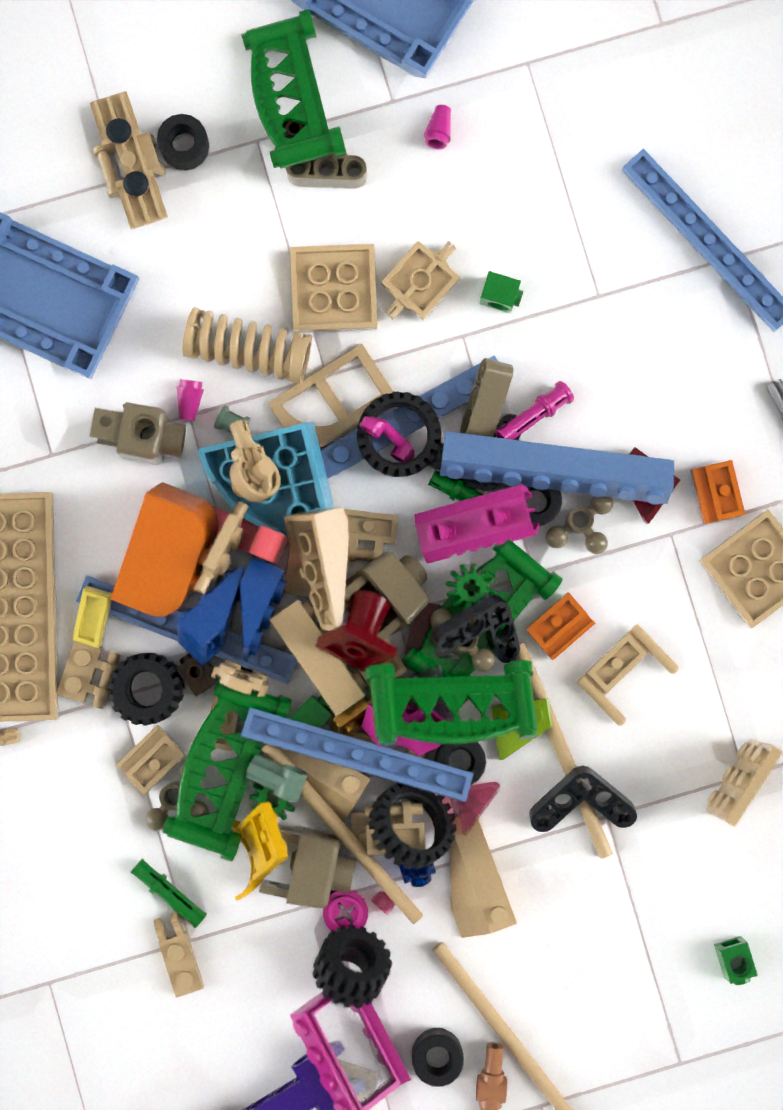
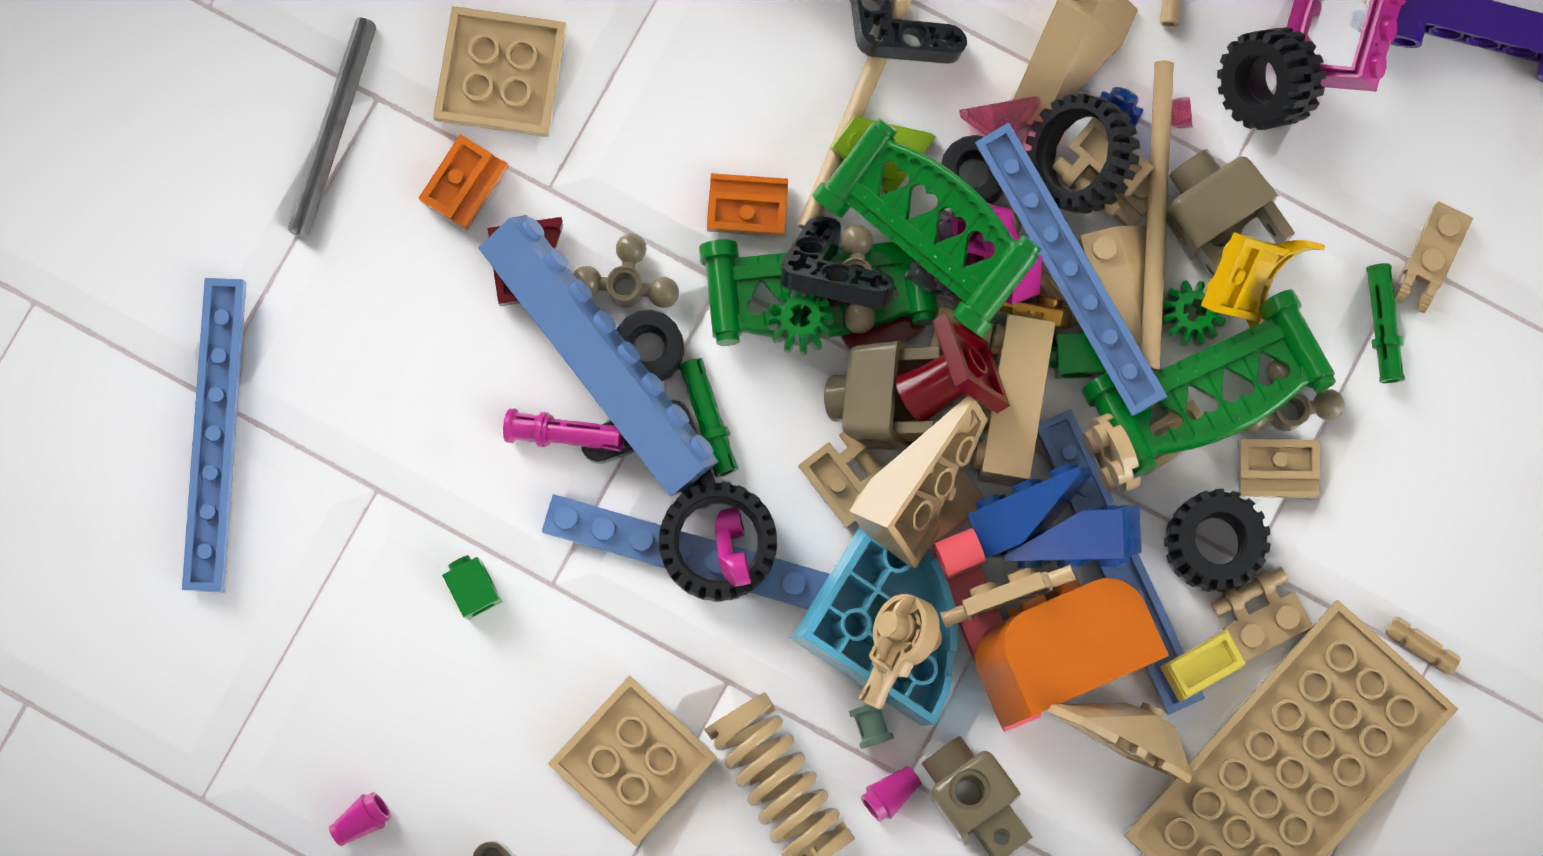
camera: 130 degrees left, 5 degrees down
(93, 543) = (1130, 732): none -> tan wedge
(195, 675) = (1155, 505): dark brown brick -> none
(283, 779) = (1165, 312): sand green piece -> none
(345, 422) = (755, 612): tan window -> none
(359, 913) = (1215, 126): dark pink gear -> none
(420, 280) = (538, 680): tan plate -> none
(475, 523) = (733, 375): dark pink piece -> none
(487, 398) = (596, 491): dark tan beam -> none
(618, 663) = (729, 115): tan plate -> none

